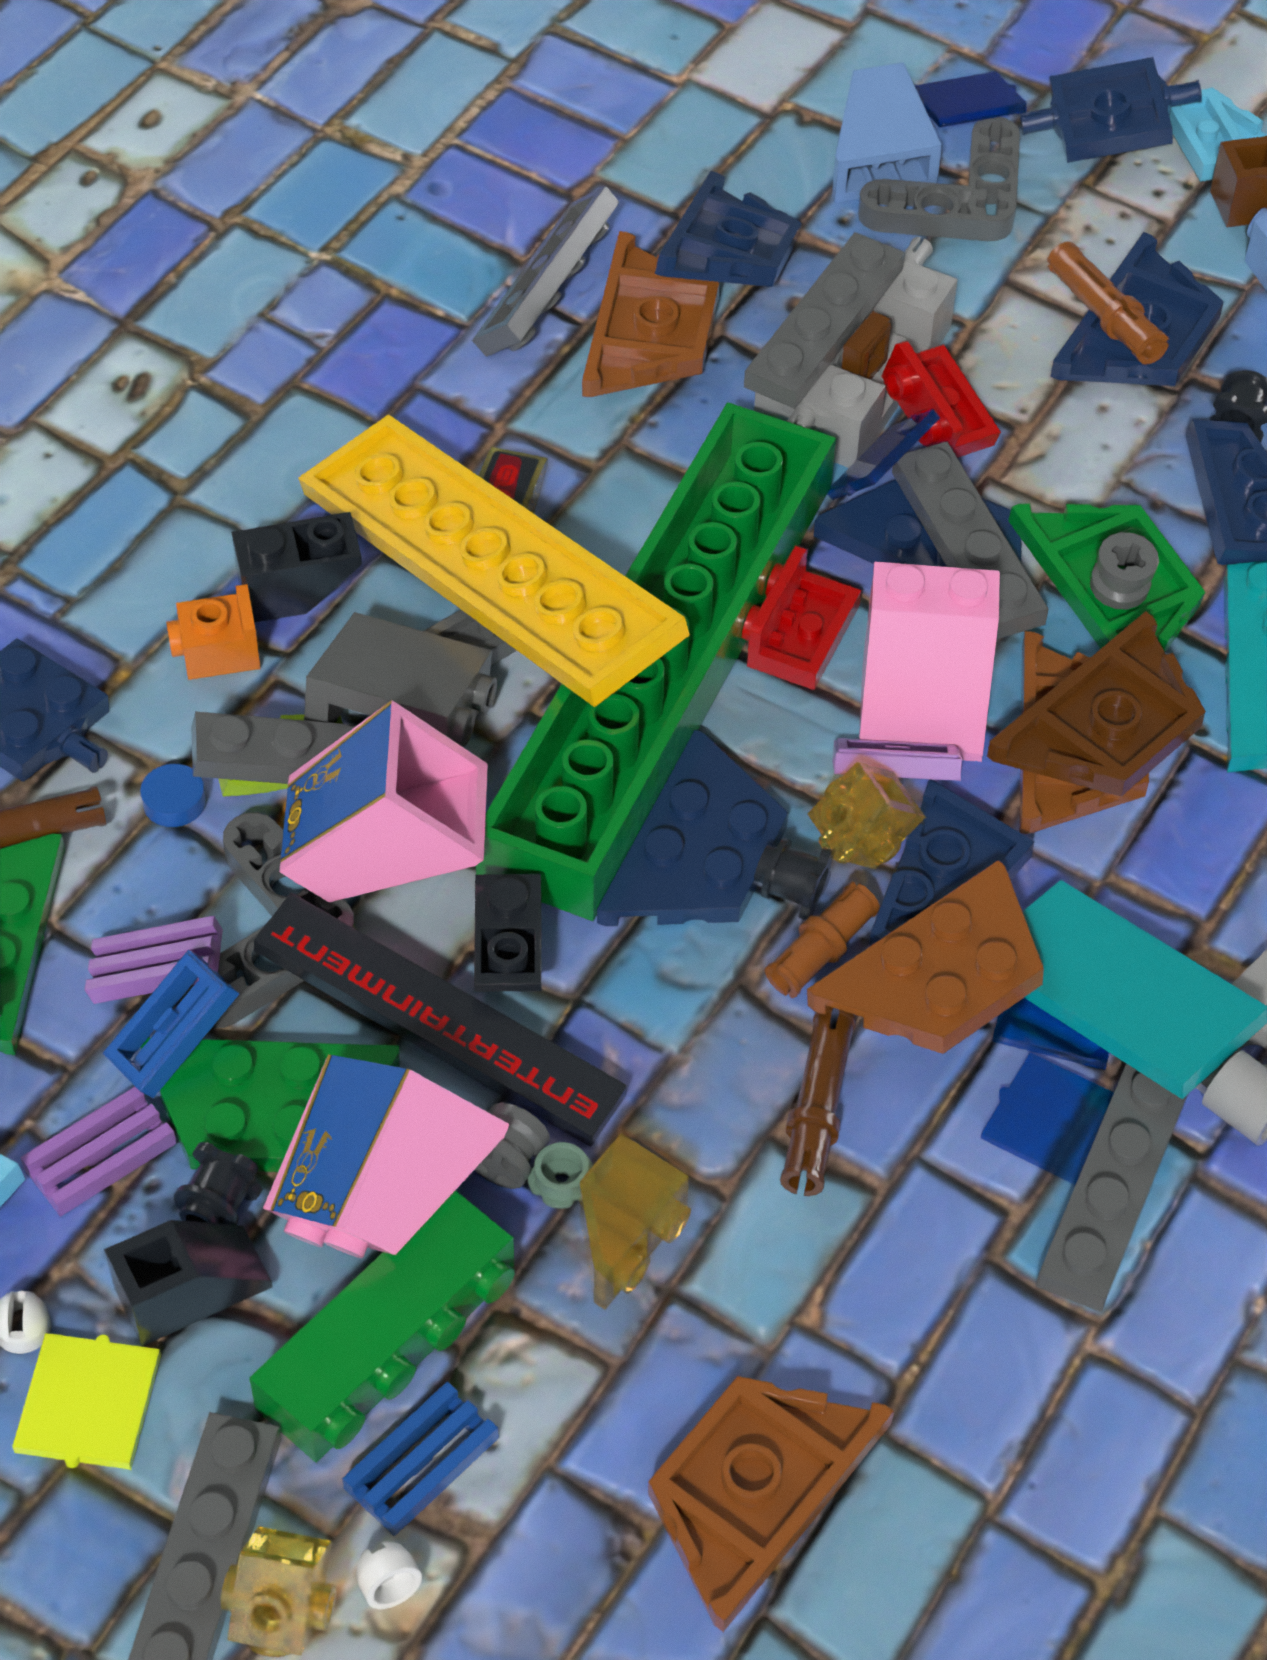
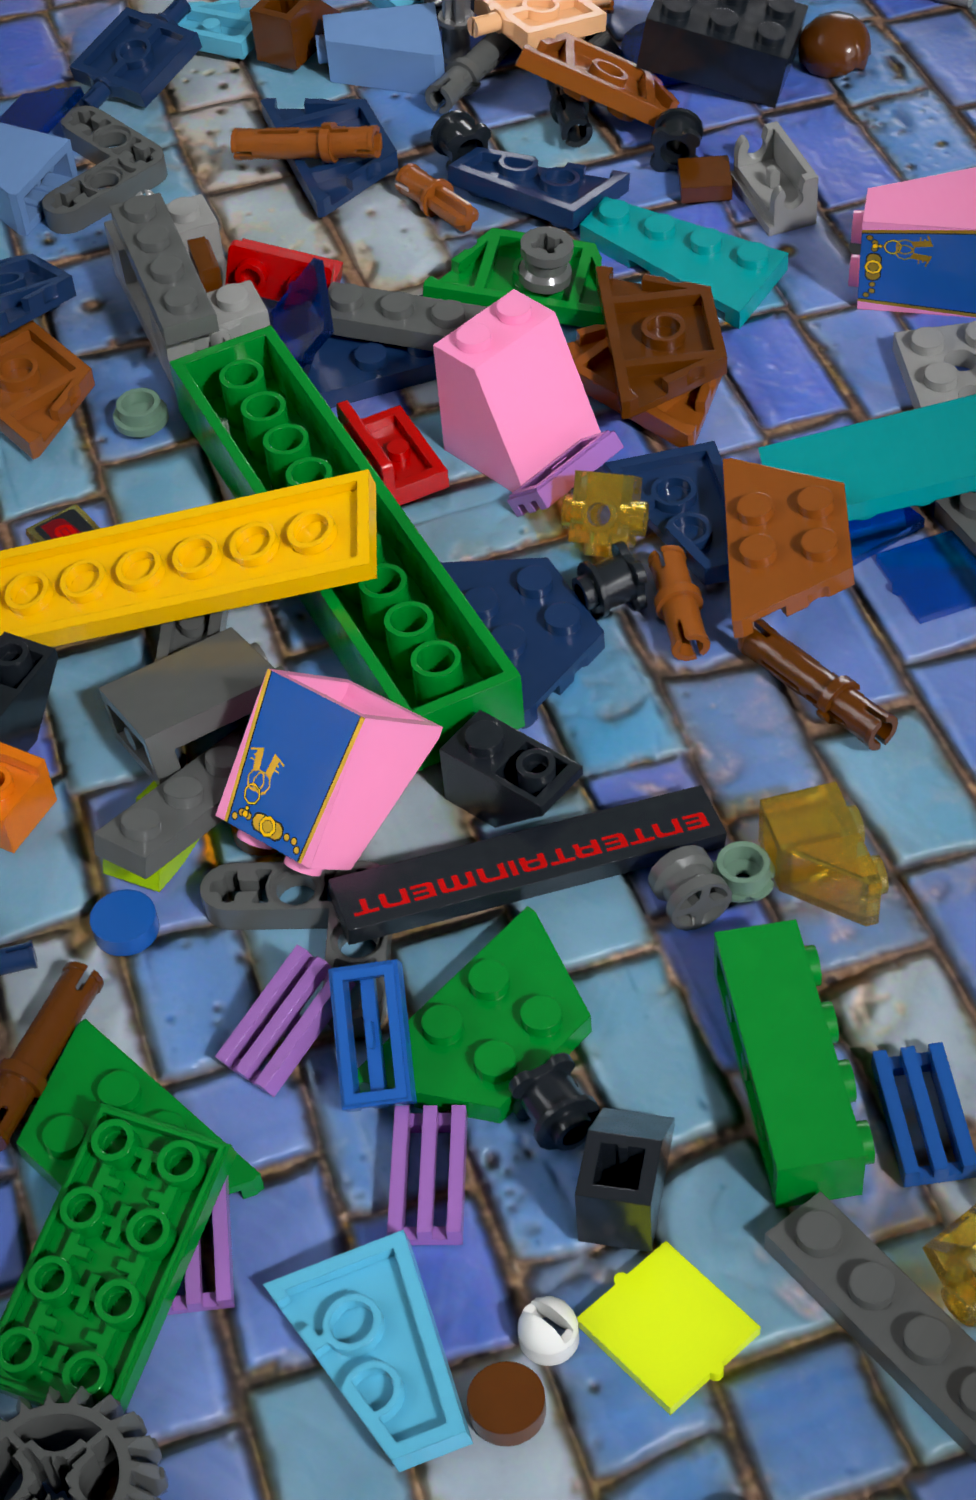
camera: 45 degrees left, 5 degrees down
(376, 1156) = (645, 962): slope -> none
(690, 424) = (140, 413): none -> sand green plate
(1157, 439) = (435, 197): none -> dark orange axle

